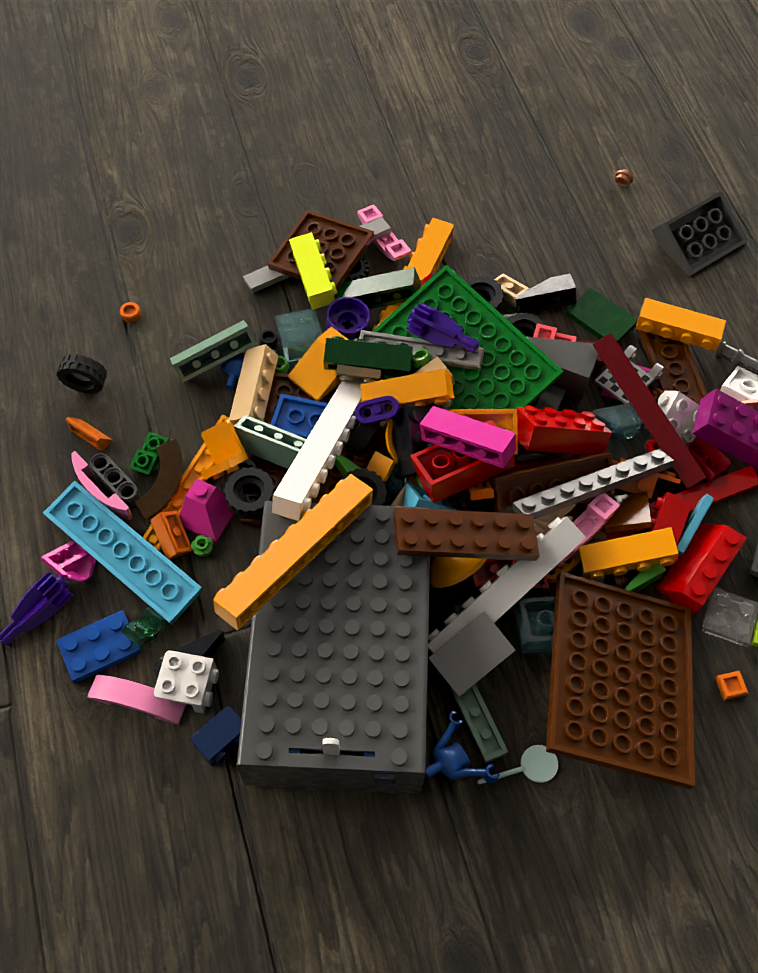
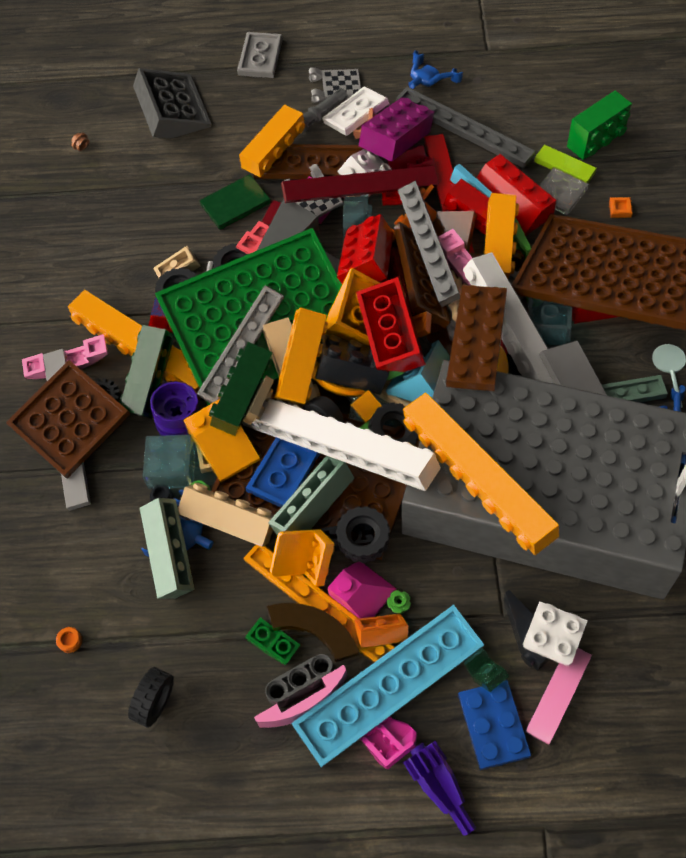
camera: 70 degrees left, 0 degrees up
(88, 433) = (226, 705): orange slope -> none
(218, 736) = (614, 613): dark blue brick -> none
(312, 270) = (102, 425): neon yellow brick -> none
(378, 410) = (315, 385): dark purple plate -> none
(421, 358) = (258, 336): bright green plate -> none
(438, 329) = (231, 316): dark purple piece -> none
(468, 436) = (377, 309): dark pink brick -> none
(549, 294) = (198, 228): black slope -> none

